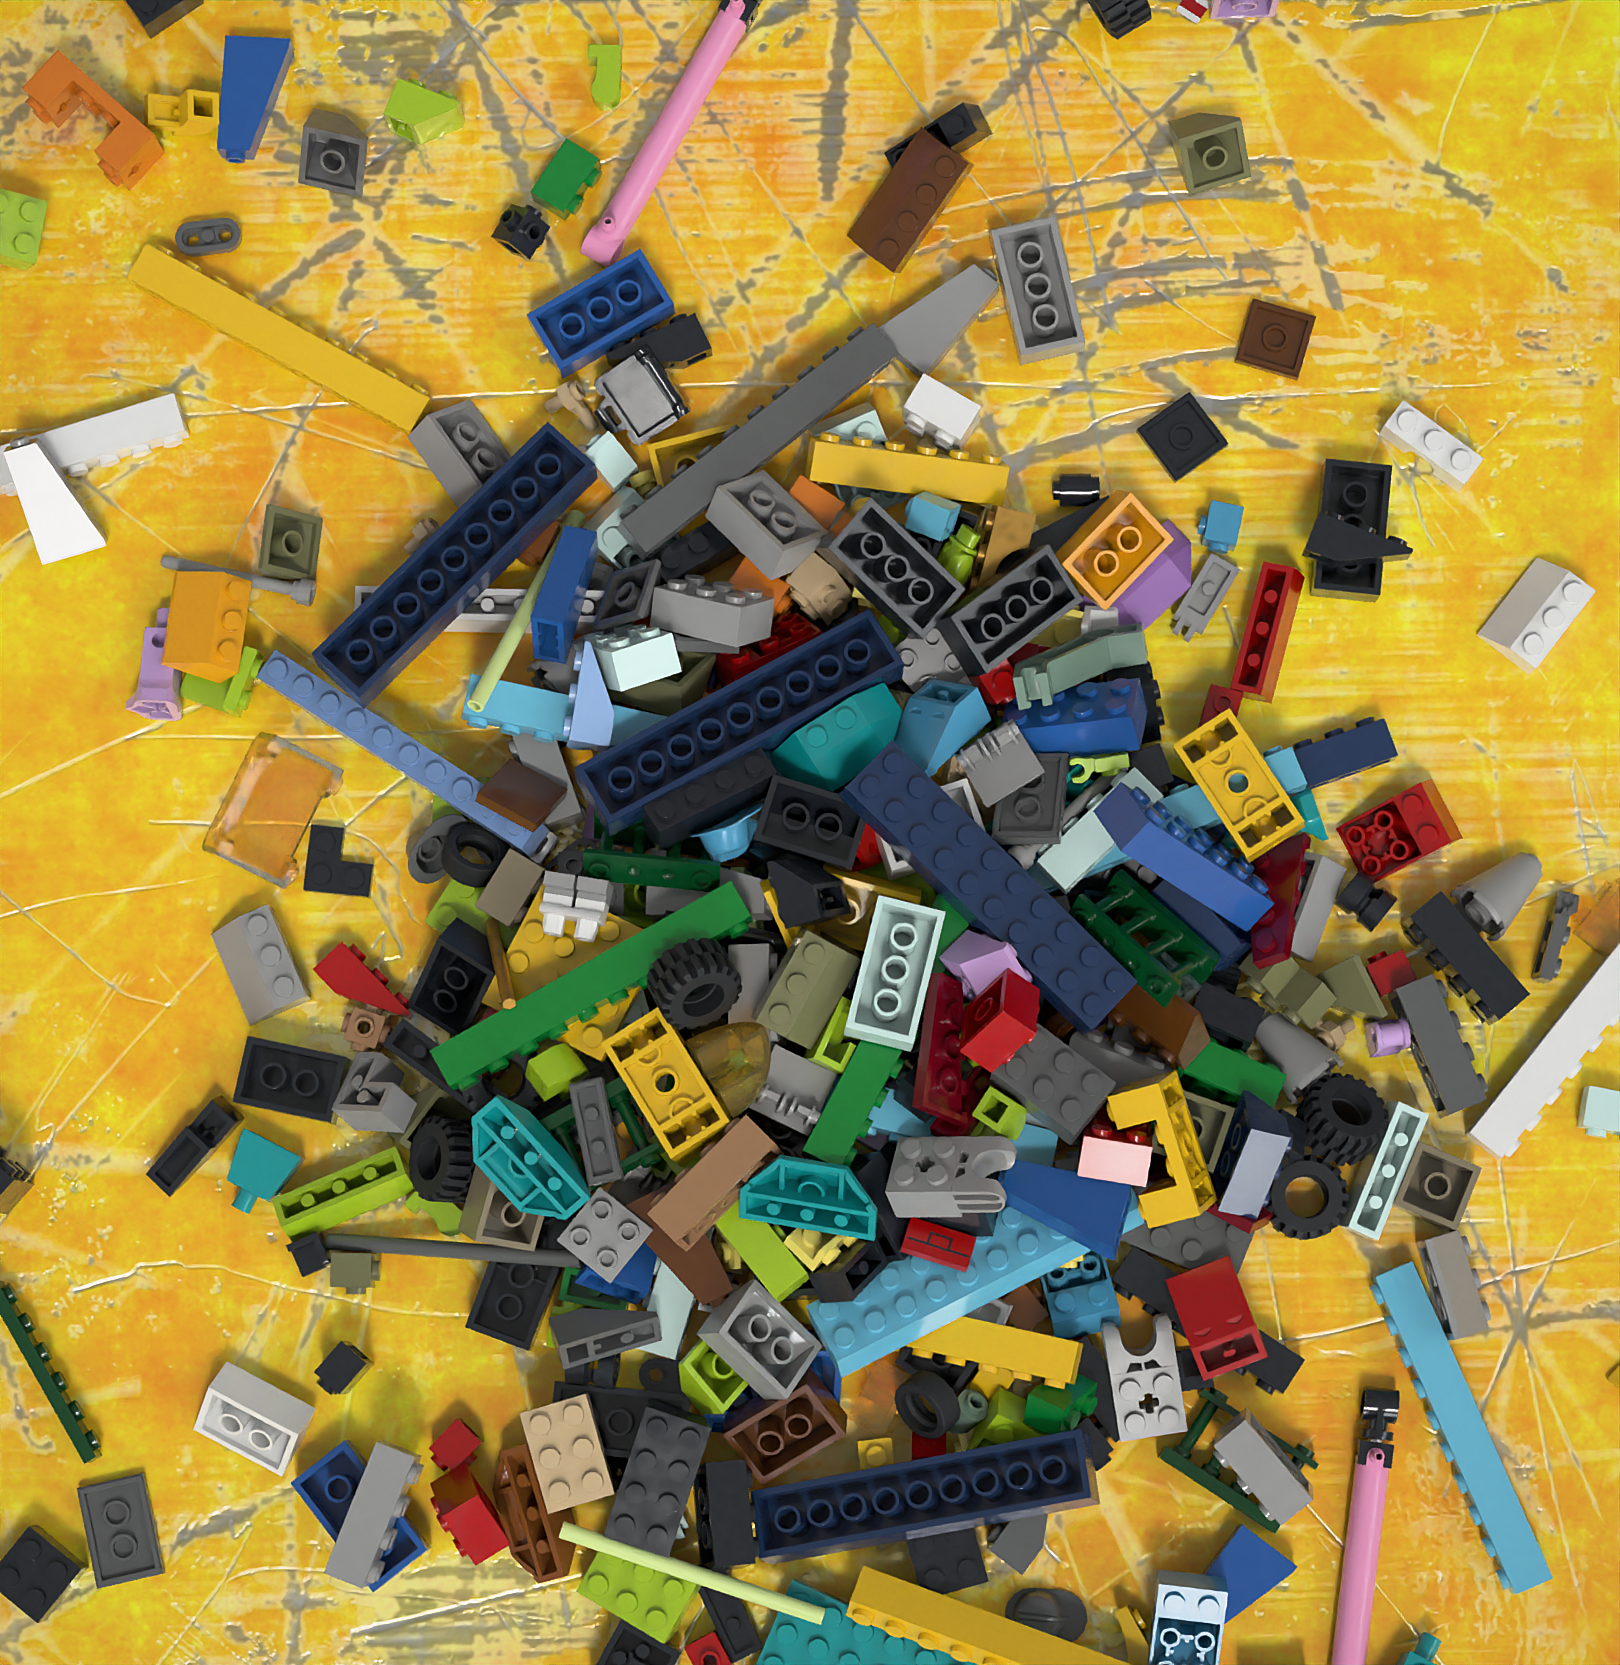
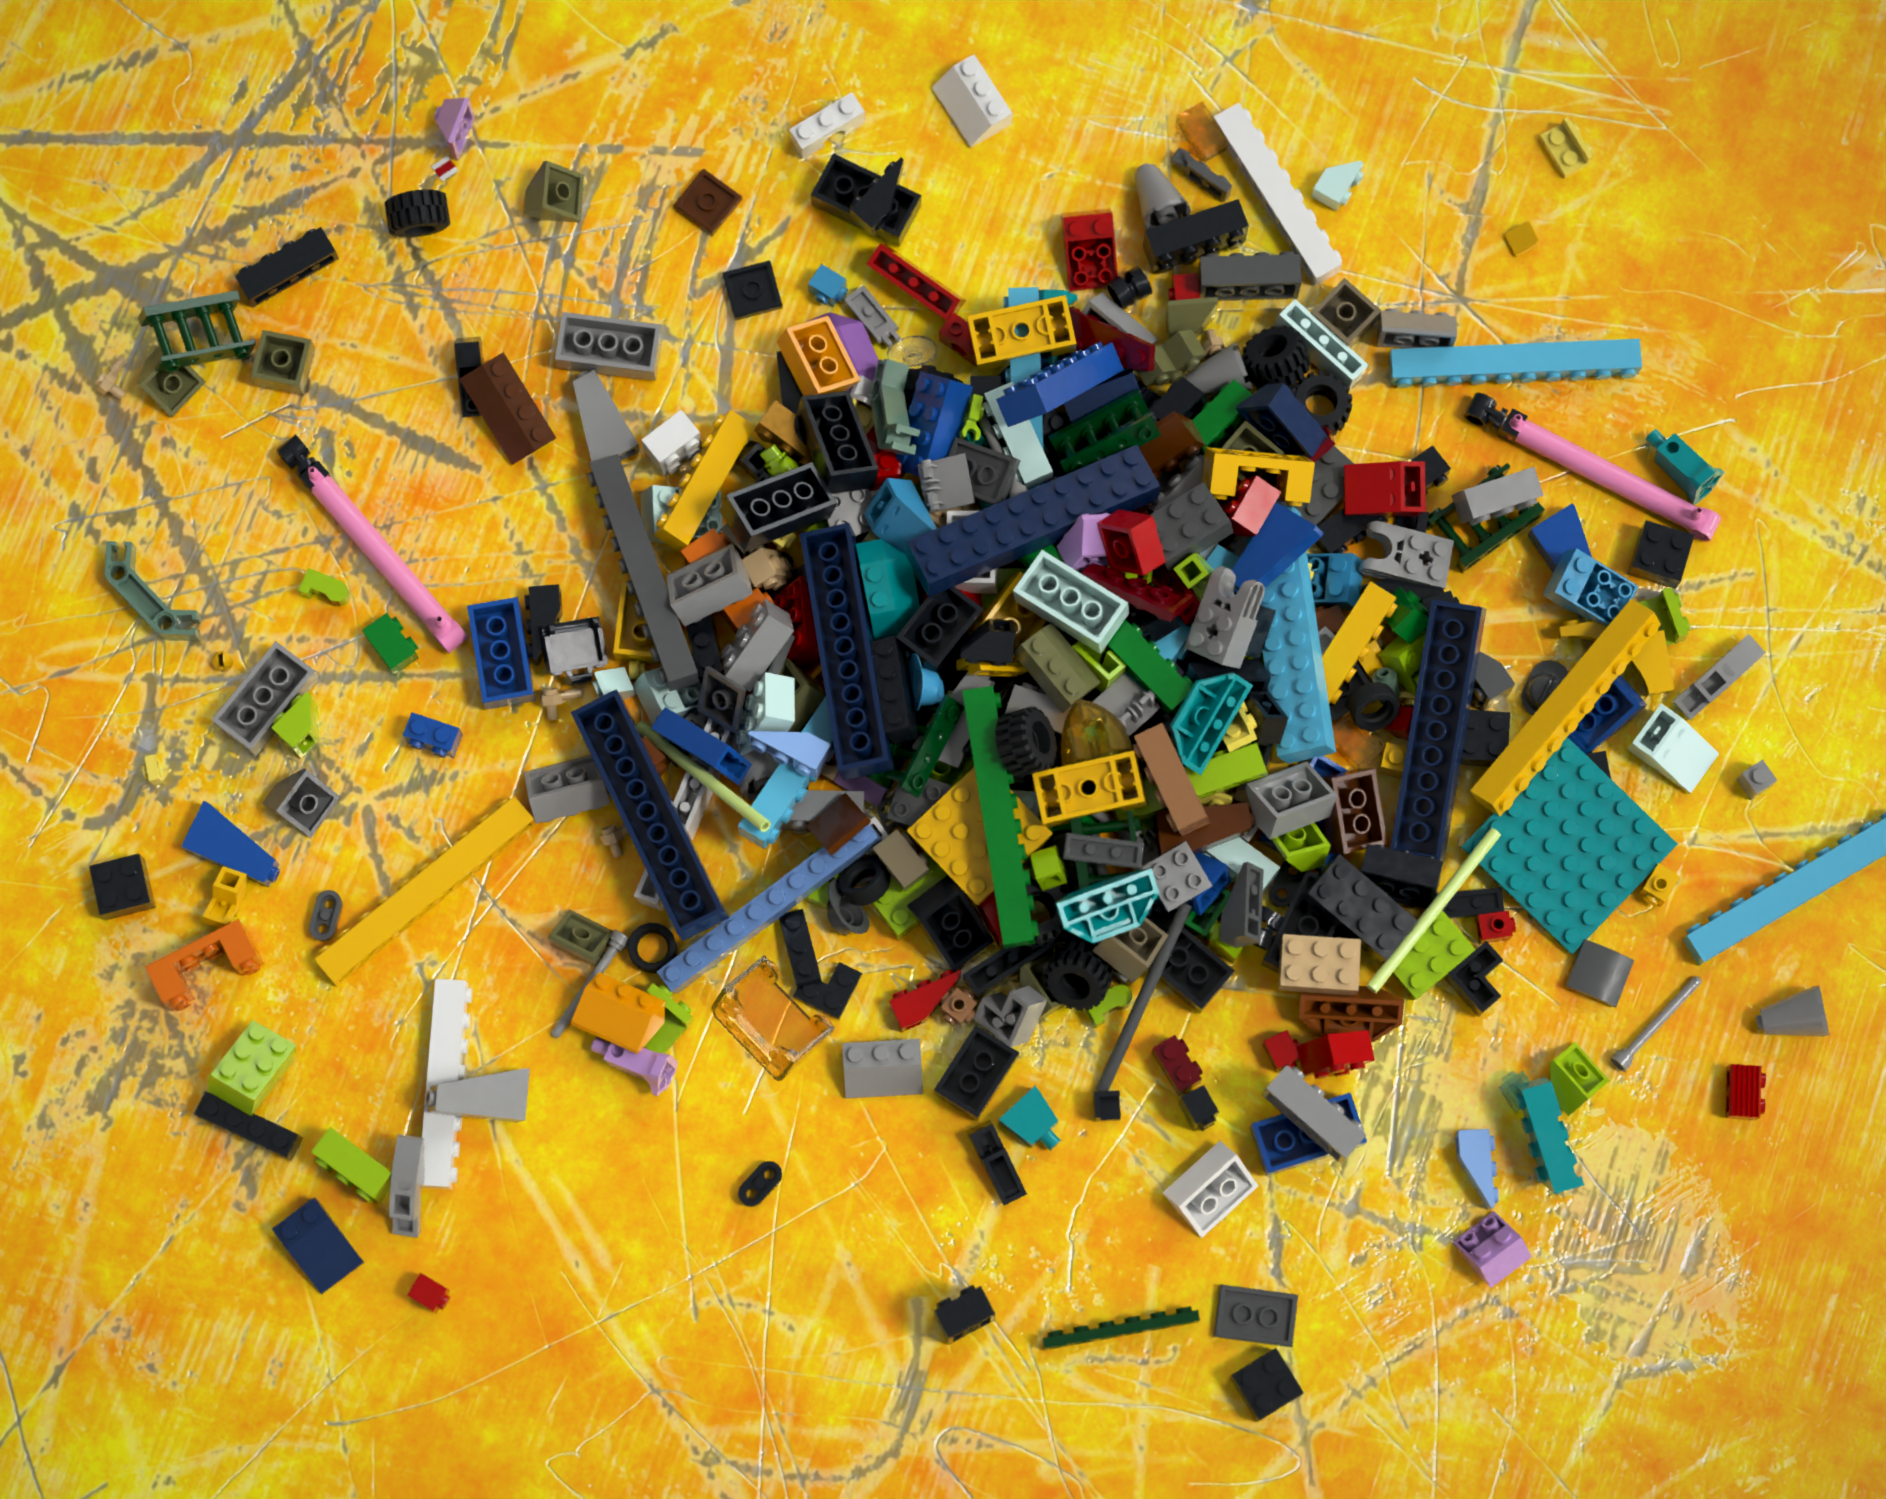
camera: 75 degrees left, 5 degrees down
(69, 873) = (760, 1184): none -> black plate
(292, 615) = (646, 929): none -> black tyre
(344, 1194) = (1073, 1064): lime brick -> none
(354, 1271) = (1131, 1079): olive brick -> none
(371, 810) = (800, 948): none -> black plate
(391, 1321) = (1177, 1065): none -> dark red brick
(442, 58) = (263, 696): none -> light grey brick
(471, 273) = (432, 735): none -> blue brick
(500, 963) = (957, 879): pearl gold bar -> none
(521, 230) = (416, 688): black brick -> none
(575, 900) = (933, 821): white hips -> none
(932, 515) = (745, 472): medium azure brick -> none
(938, 1244) = (1268, 648): red tile -> none
(1076, 489) = (762, 373): black brick -> none
(1175, 662) = (913, 351): none -> clear dish
(1345, 752) = (1021, 258): dark blue brick -> none
(1387, 1037) = (1229, 307): lavender piece -> none

